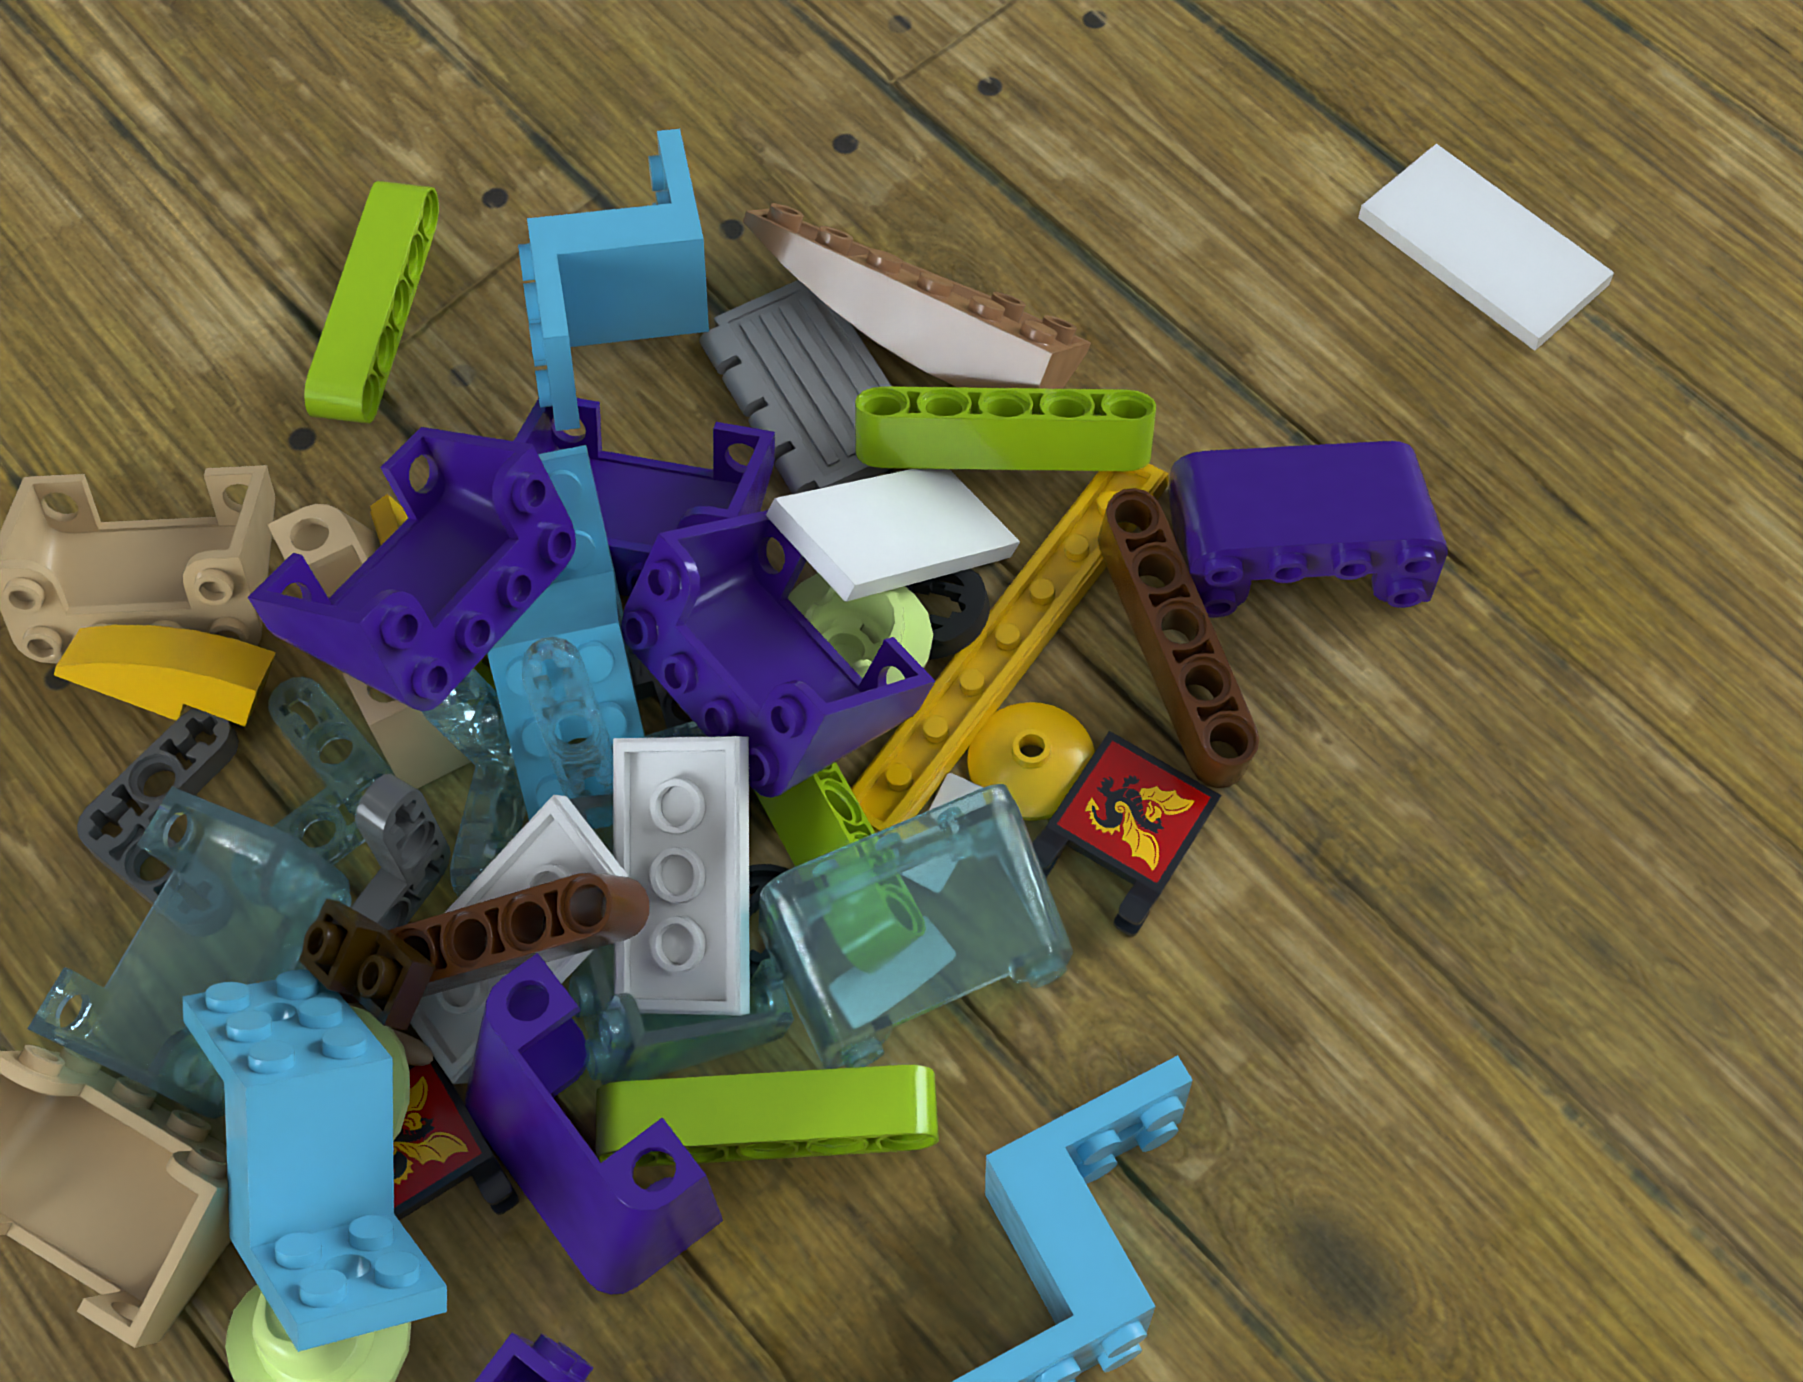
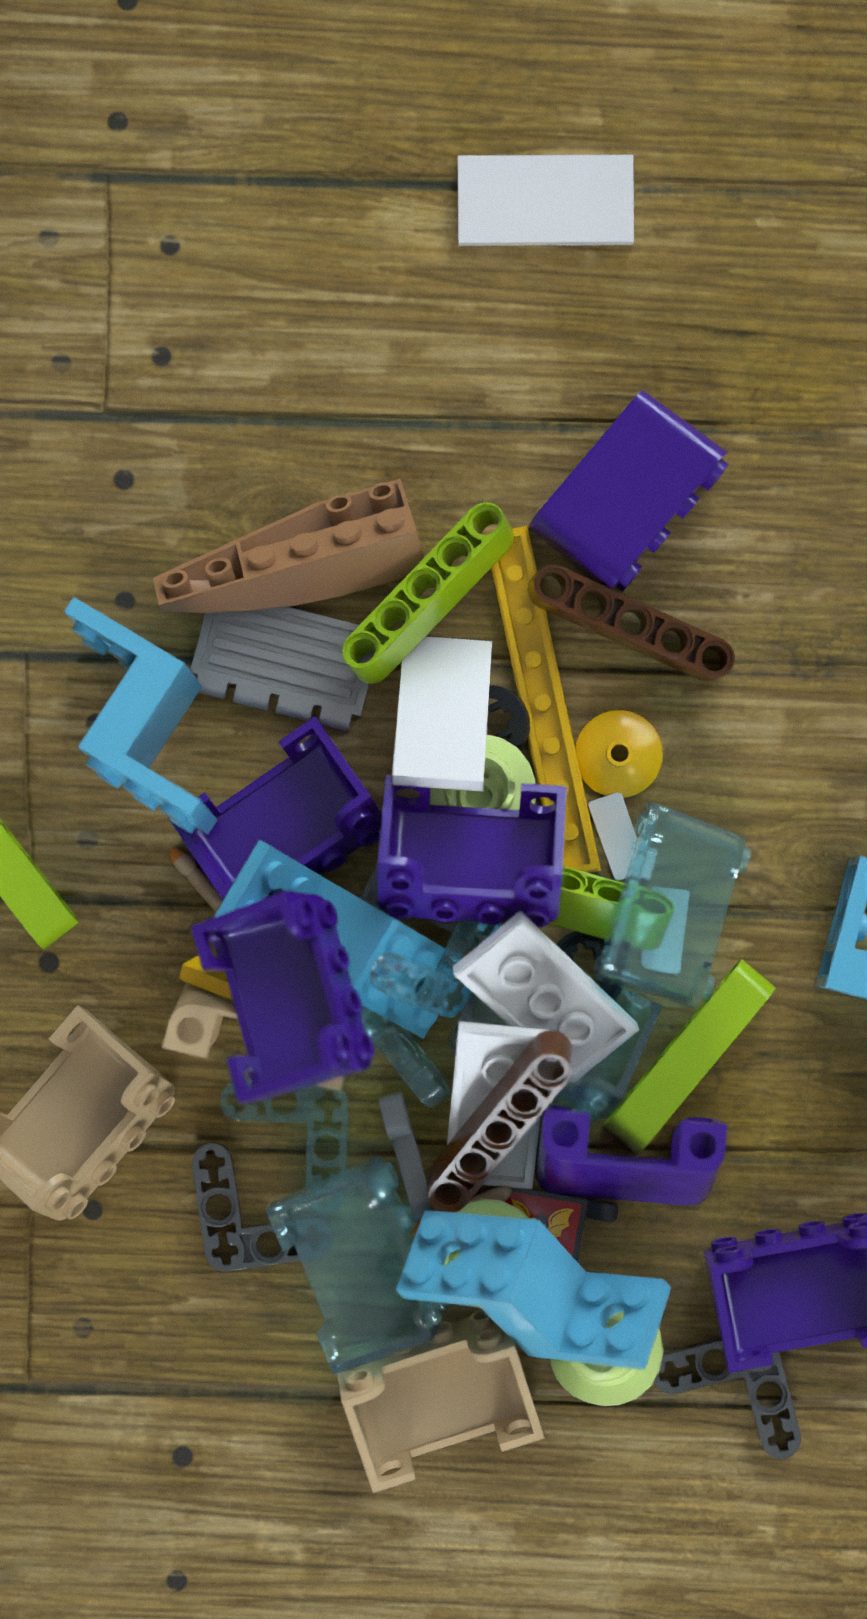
camera: 50 degrees left, 25 degrees up
(169, 669) = (162, 1153): yellow slope -> none
(366, 961) = (450, 1188): dark brown slope -> none
(1131, 820) = (700, 738): flag -> none

